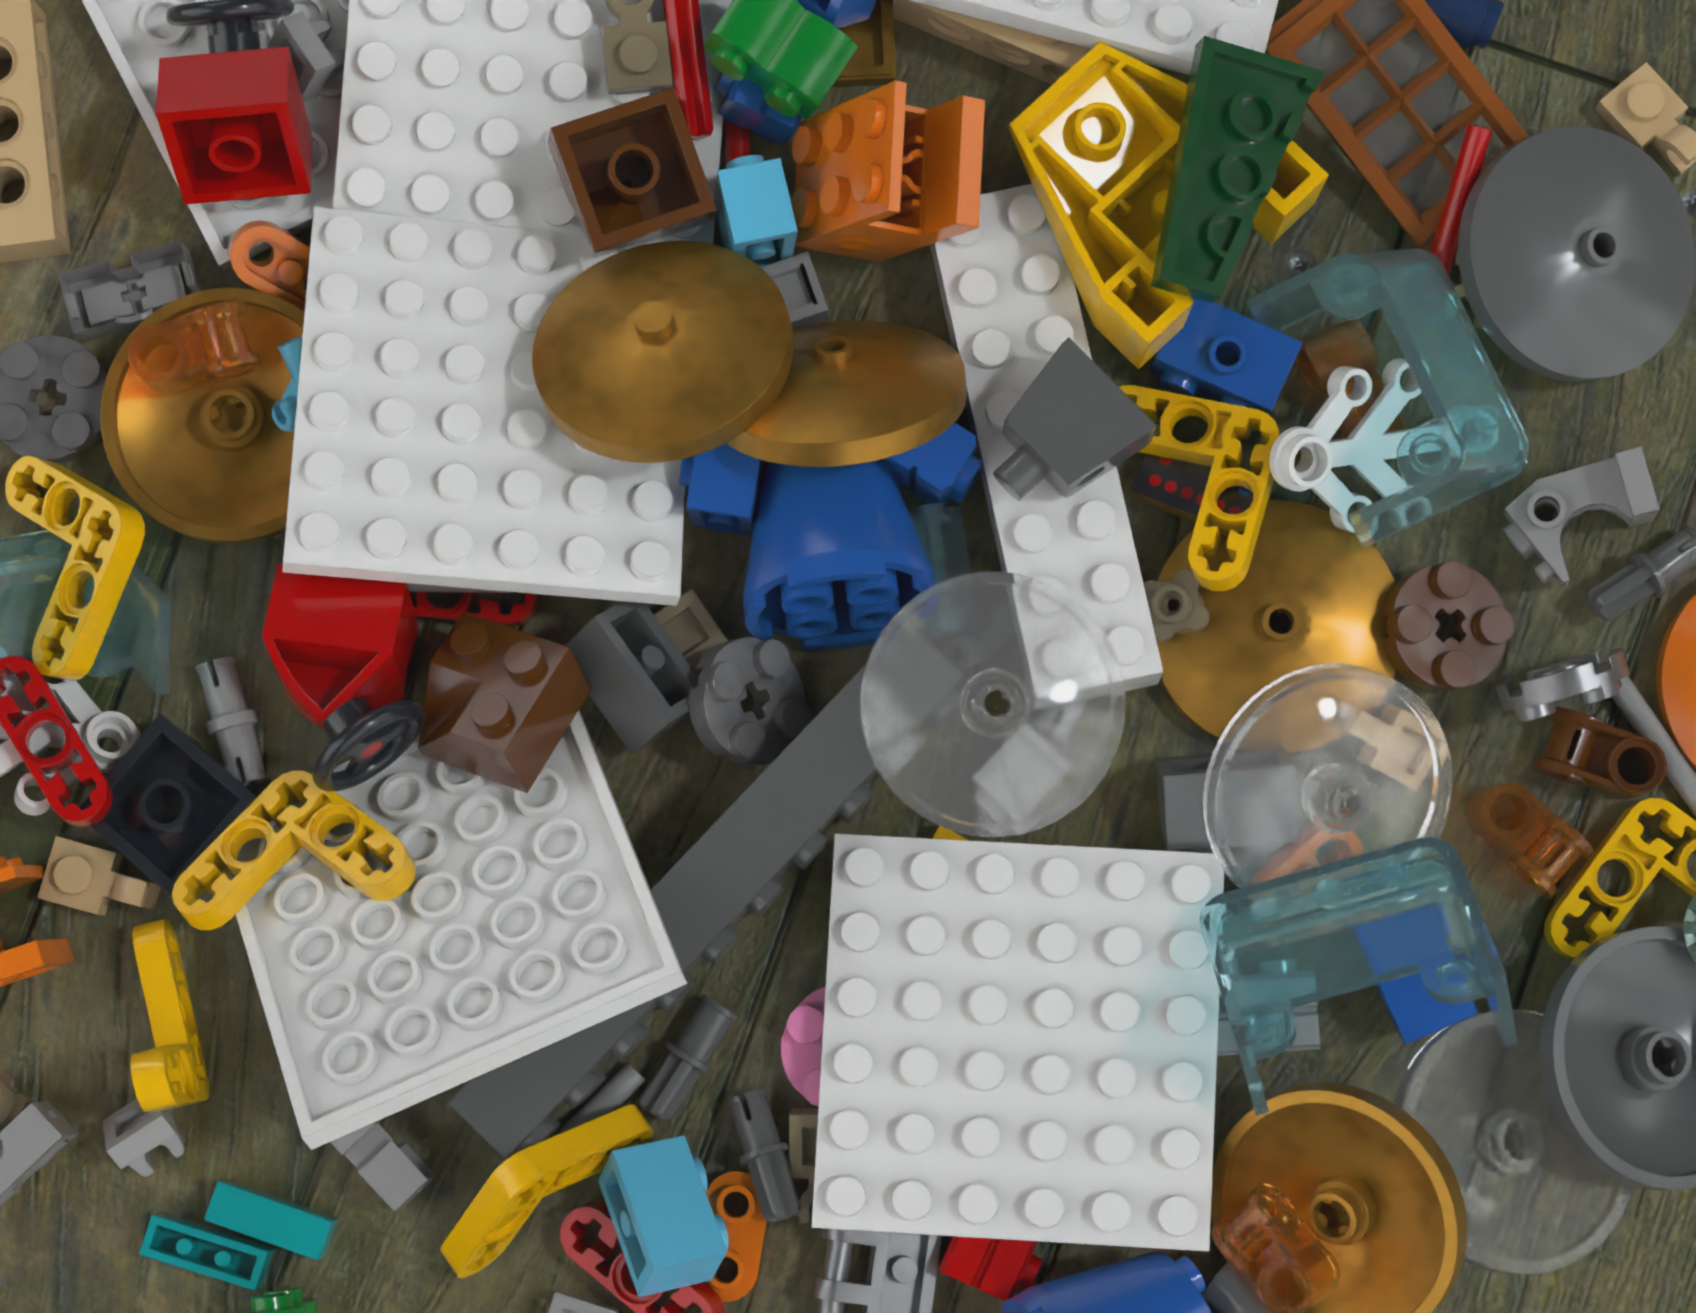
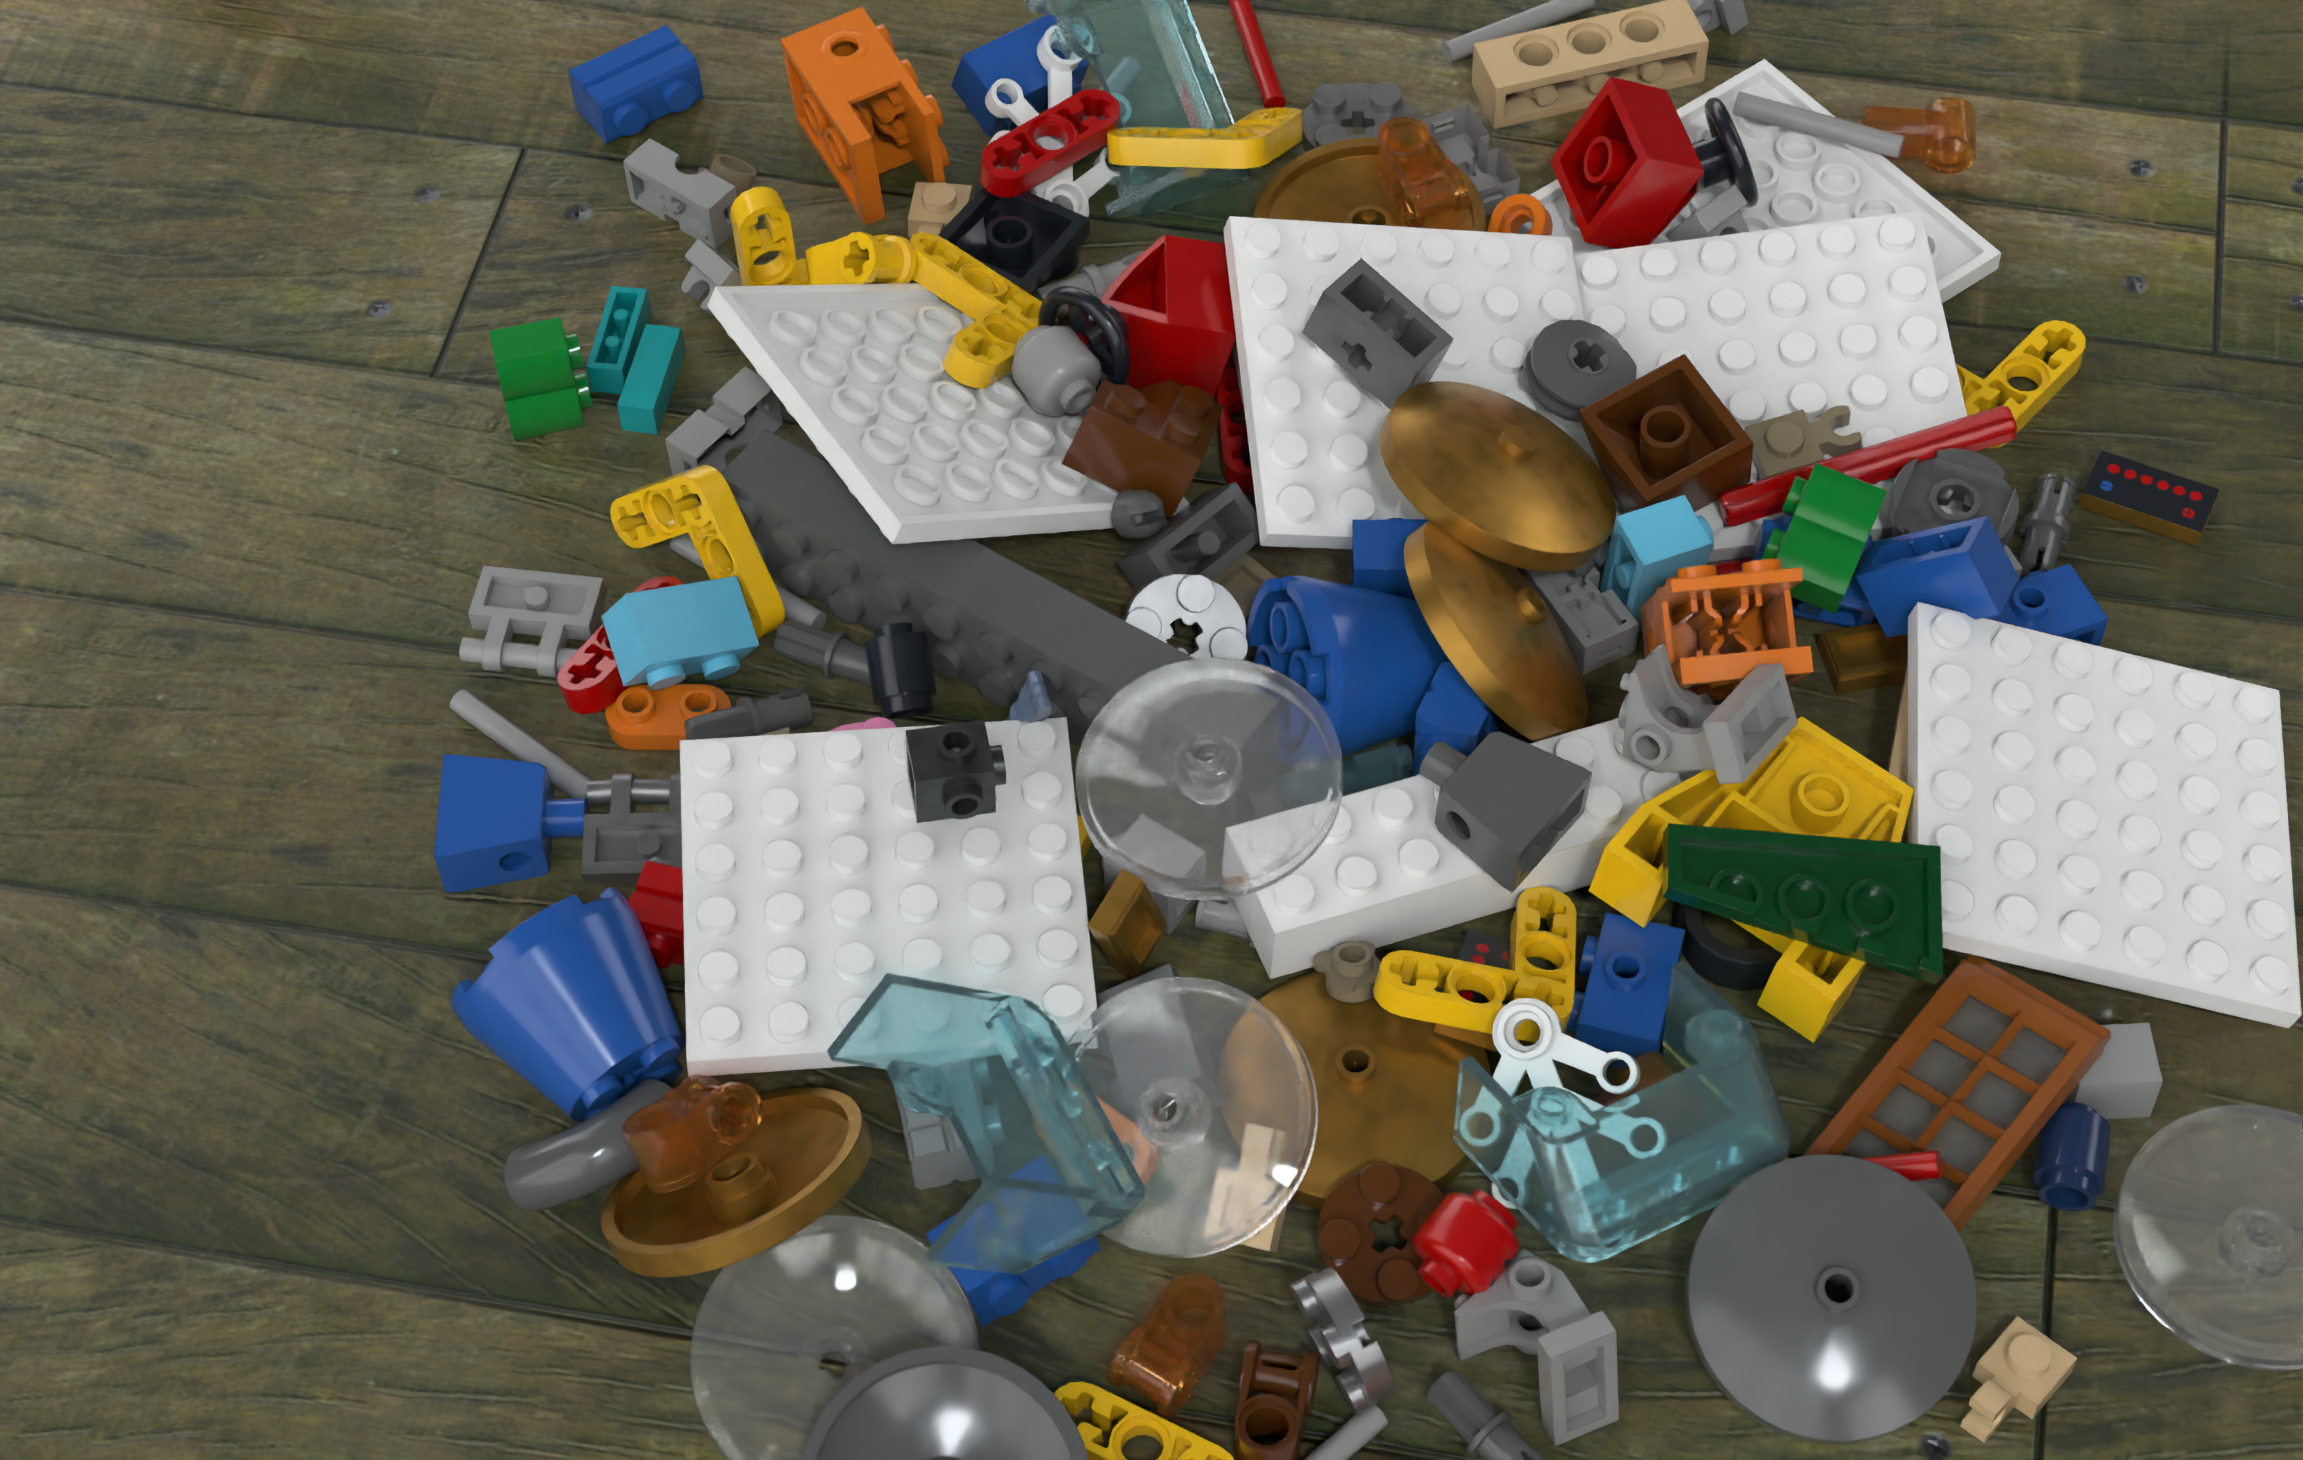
camera: 80 degrees right, 30 degrees down
(207, 978) = (861, 260): none -> yellow piece
(407, 780) = (1056, 370): none -> light grey head
(485, 435) = (1376, 333): none -> dark grey brick
(525, 212) = (1575, 366): none -> dark grey piece
(598, 722) = (1137, 502): none -> dark grey hinge
(748, 993) = (900, 671): none -> black brick
(824, 870) = (1032, 702): none -> sand blue piece
(937, 979) = (953, 771): none -> pearl dark grey brick
(1031, 174) = (1714, 737): none -> light grey tile
(1113, 816) = (1128, 924): none -> pearl gold tile
(1500, 558) = (1466, 1244): none -> red head

